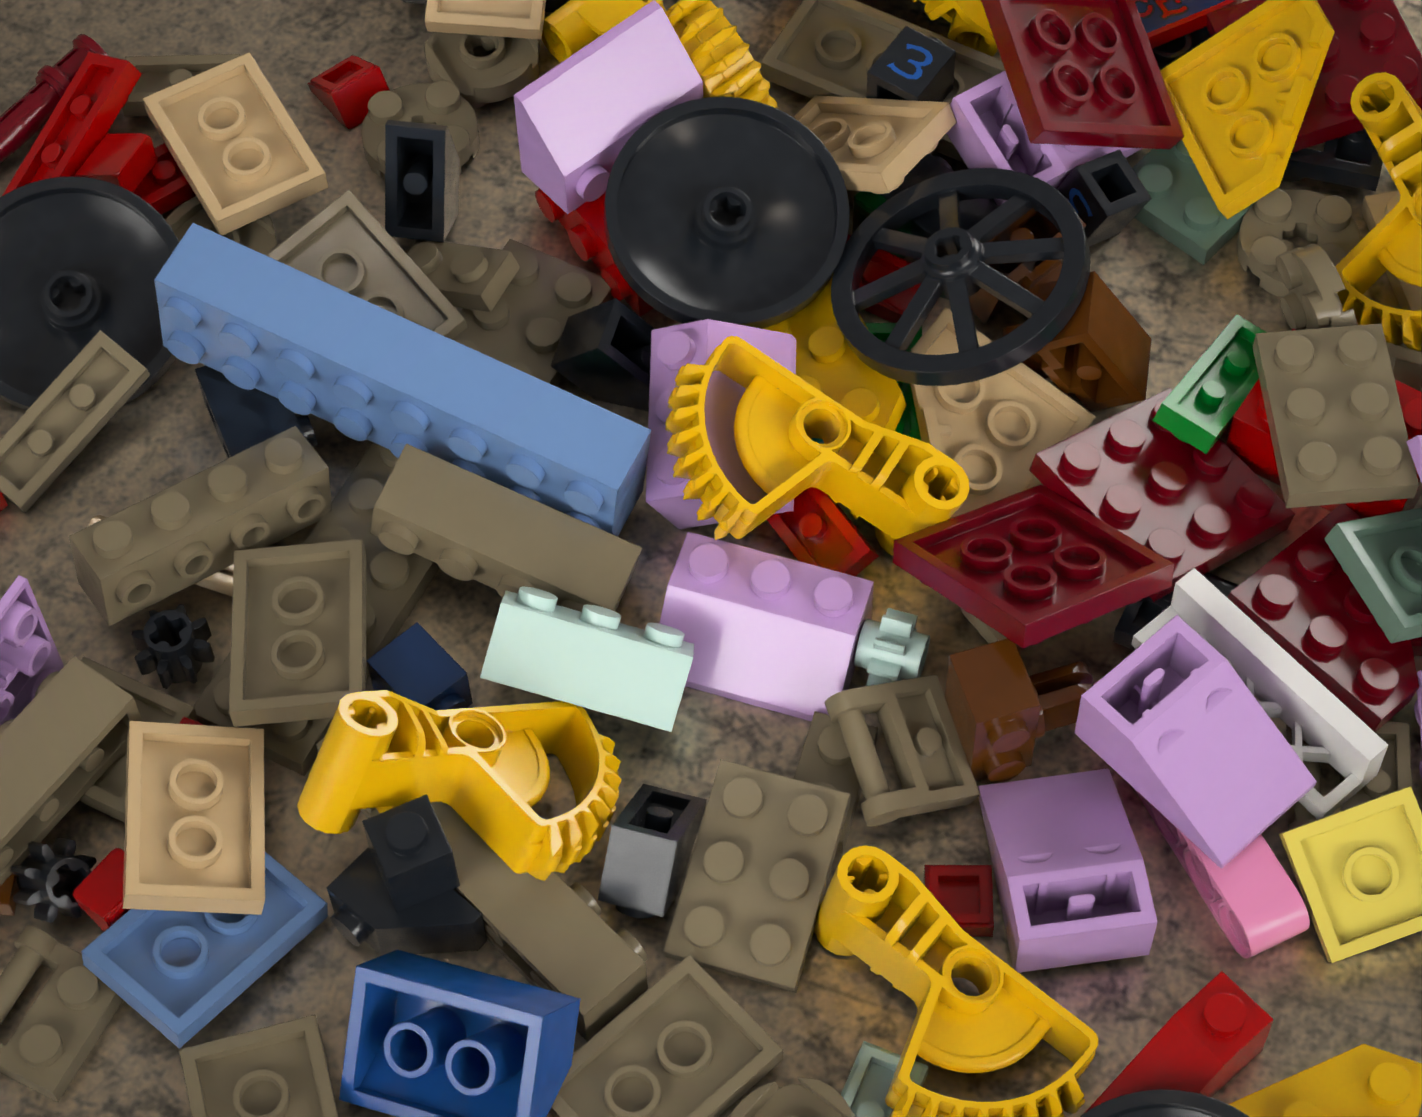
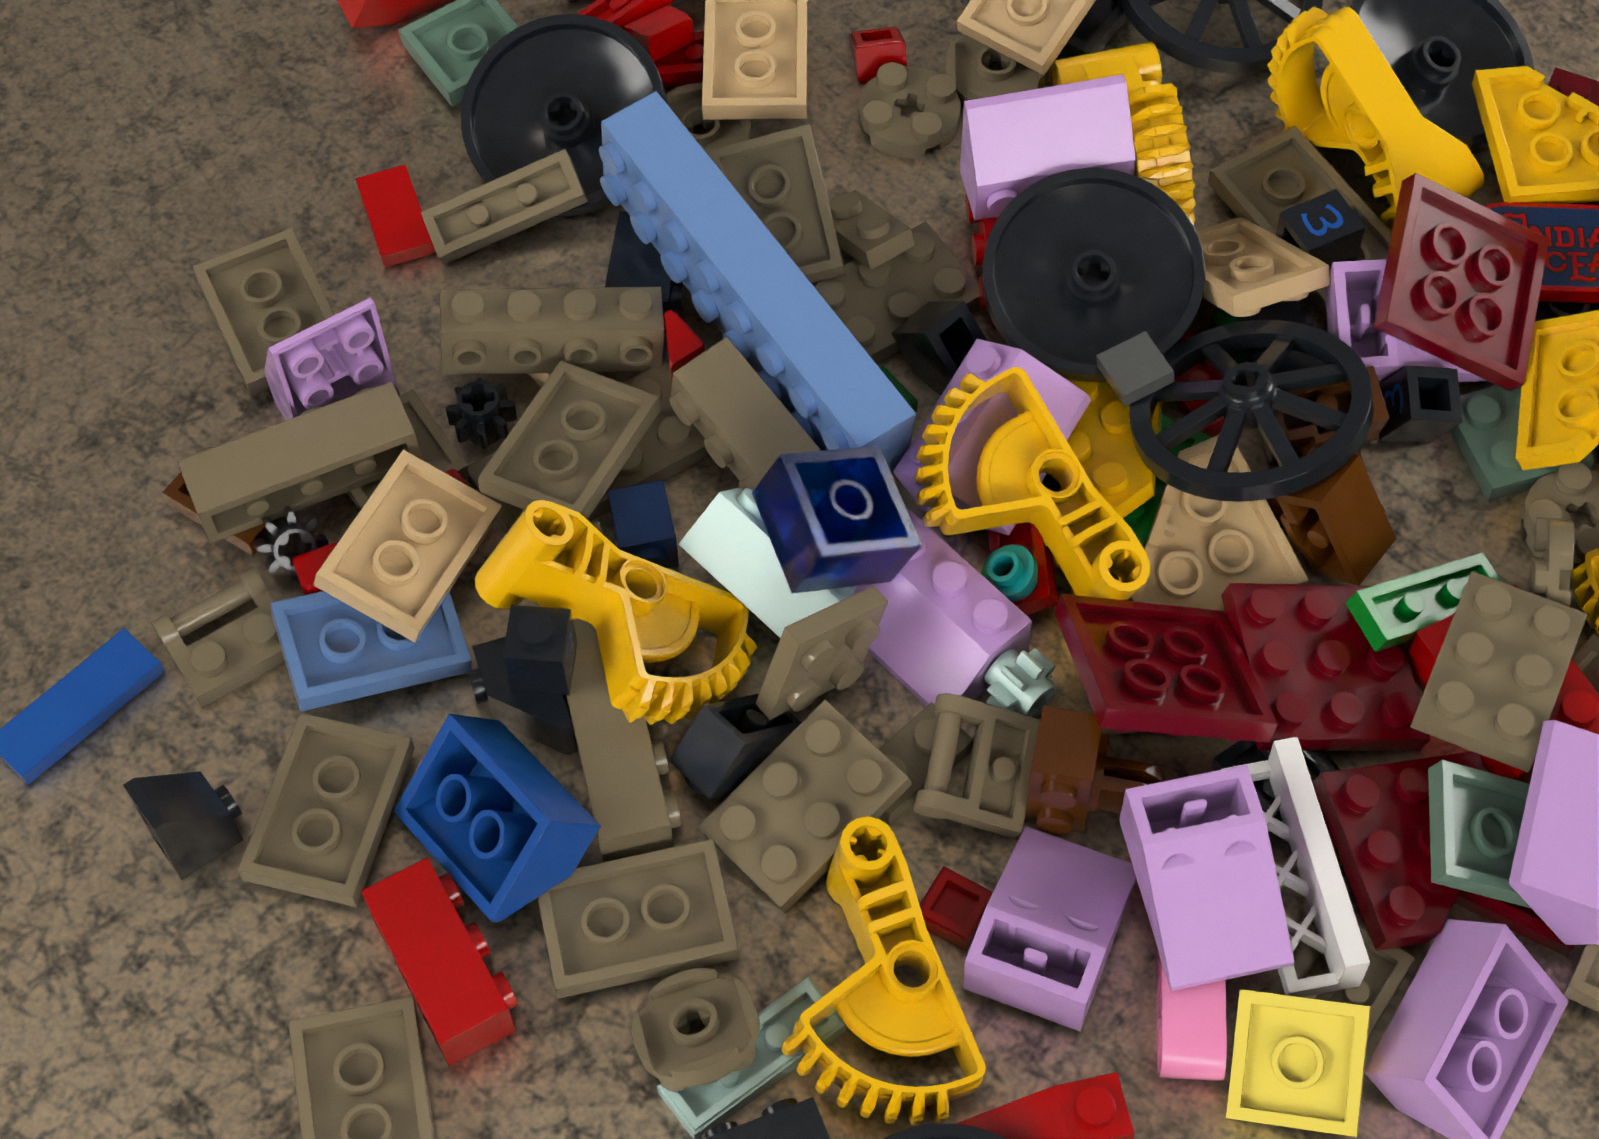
camera: 30 degrees right, 0 degrees up
(355, 481) = (681, 342): none -> red slope
(420, 181) = (875, 144): black slope -> none
(637, 572) = (835, 518): none -> clear blue brick
(693, 715) = (821, 653): none -> dark tan plate
(825, 287) = (1135, 368): none -> dark grey tile
(835, 547) = (1020, 580): none -> teal plate

